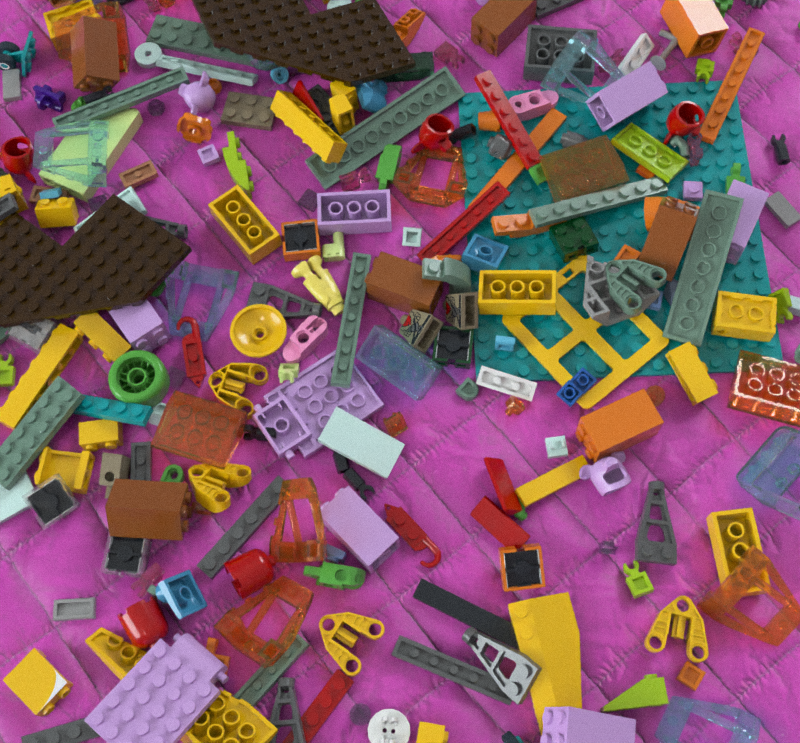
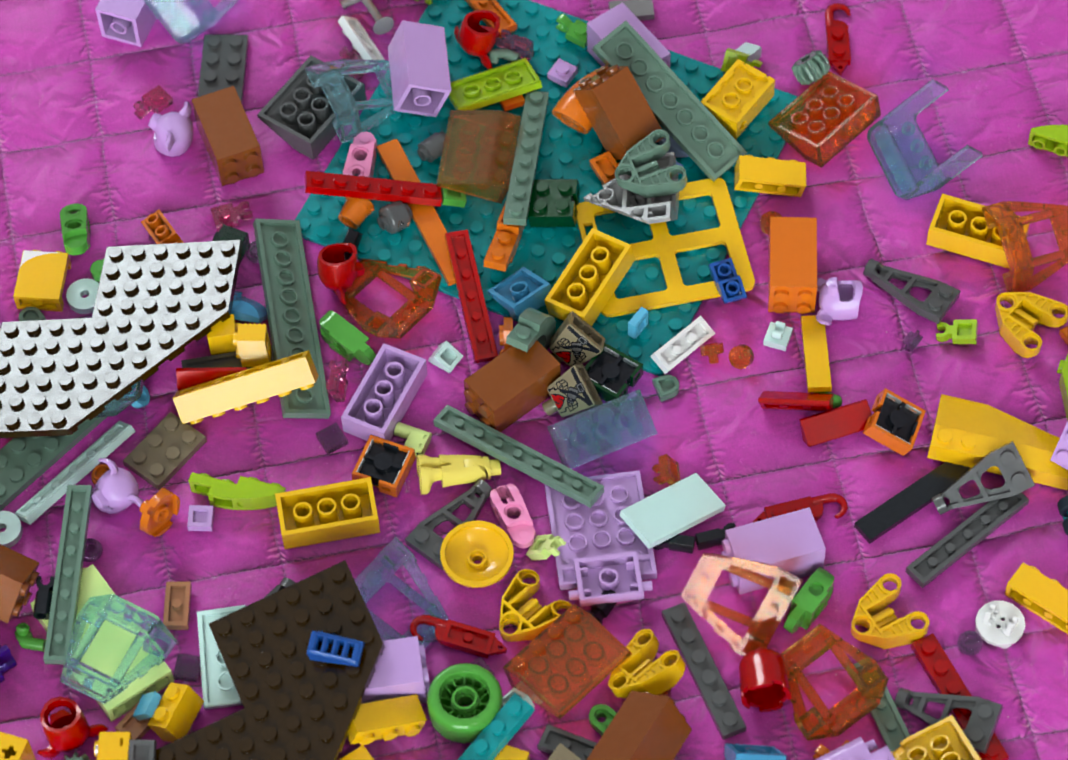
camera: 65 degrees left, 10 degrees down
(112, 262) = (325, 638): none -> blue slope
(521, 429) = (741, 356): none -> clear orange tile

